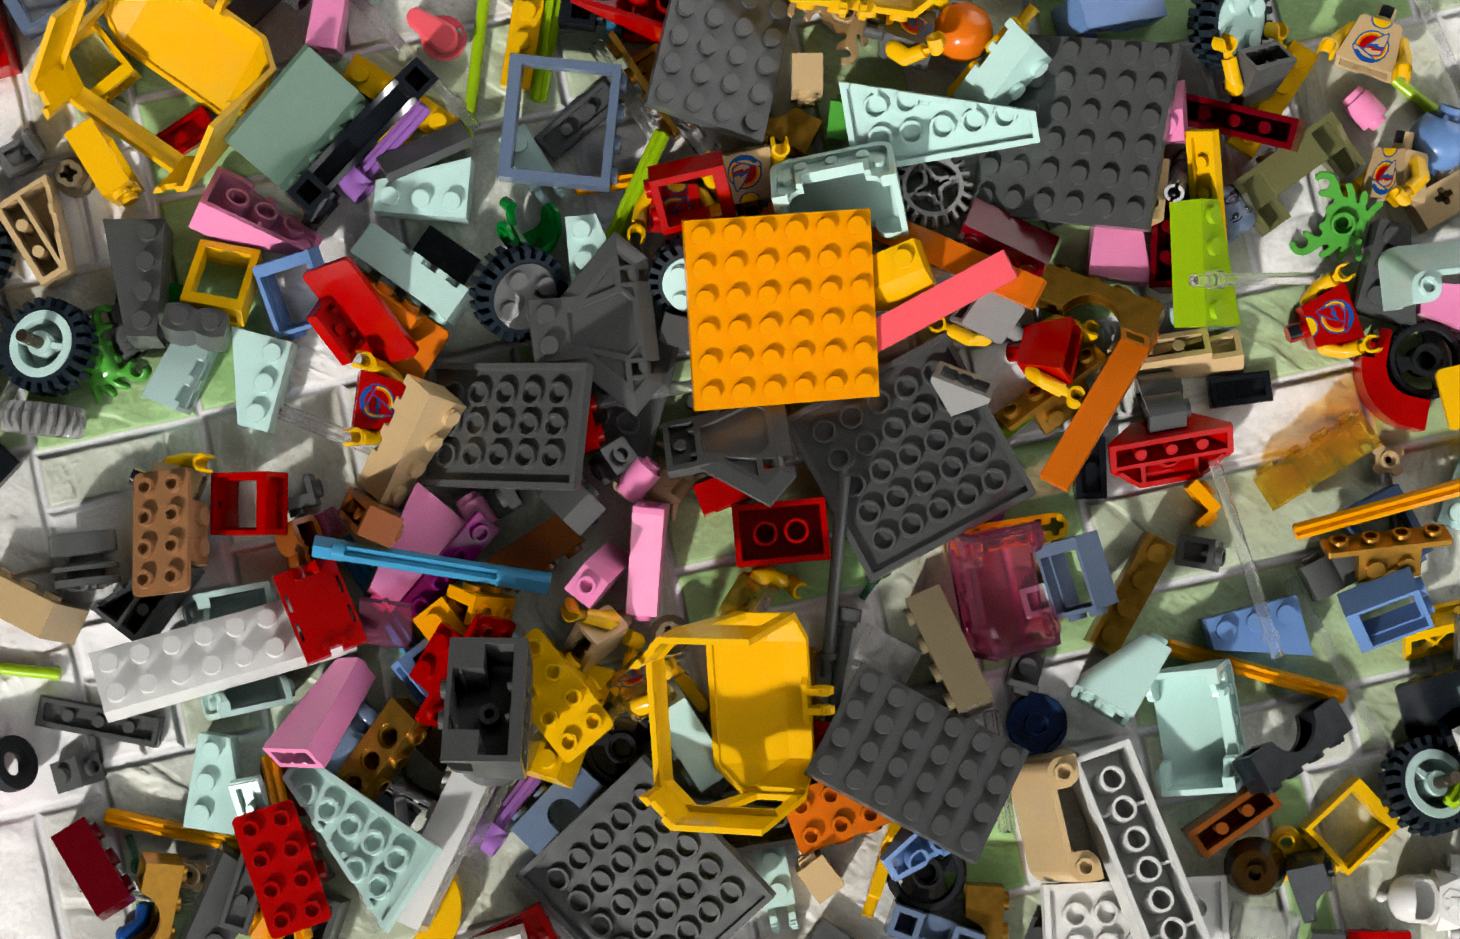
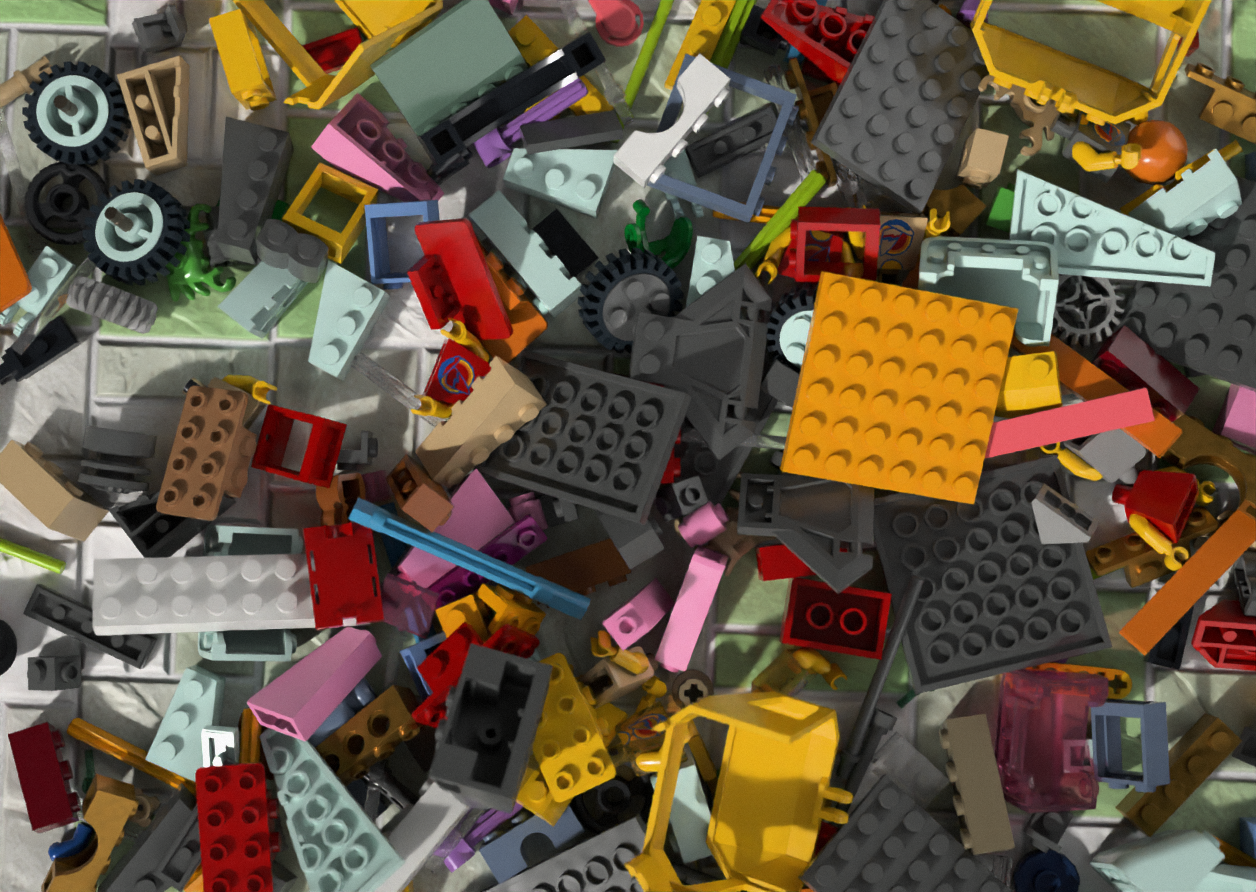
camera: 20 degrees right, 0 degrees up
(82, 182) = (215, 74): dark tan piece -> none
(497, 154) = (645, 153): none -> white arch

